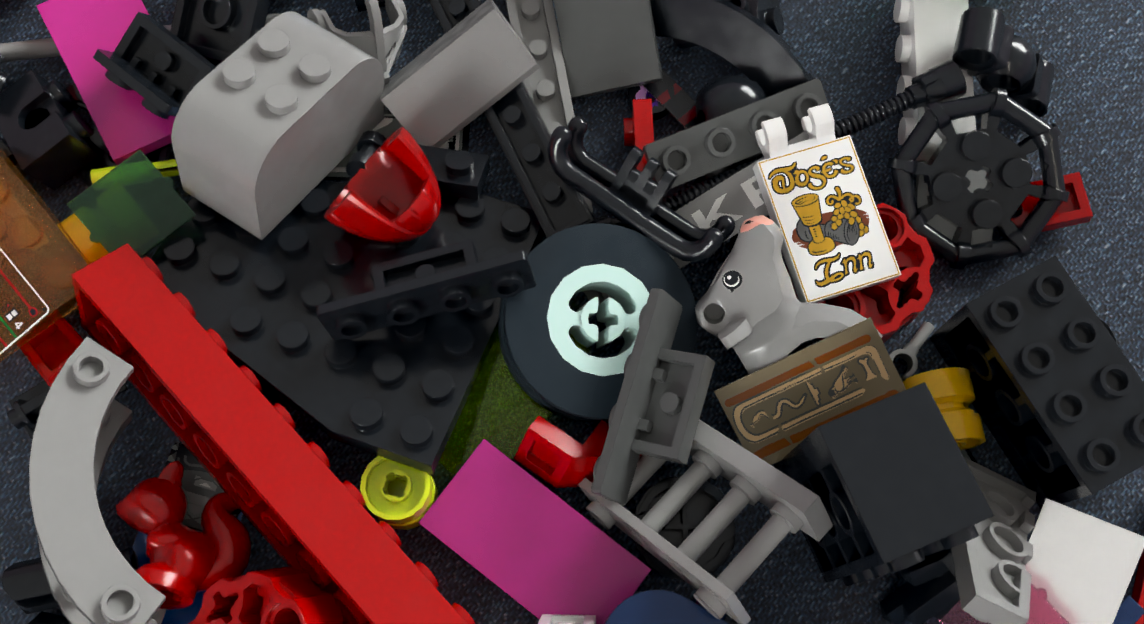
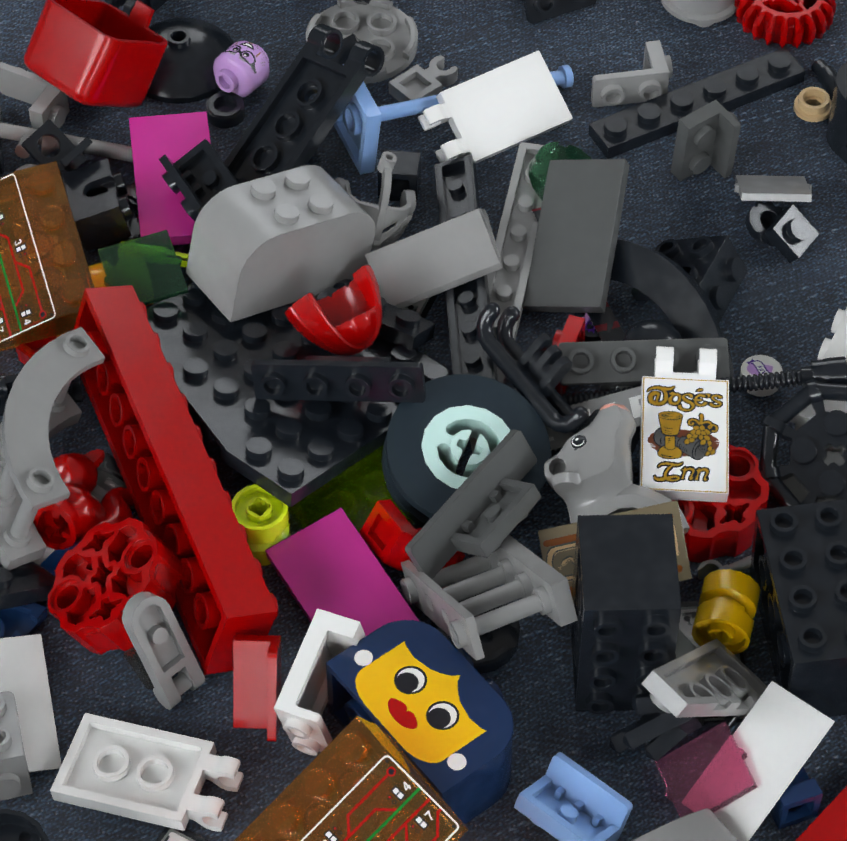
camera: 25 degrees right, 20 degrees down
(847, 95) = (760, 364): none -> white tile

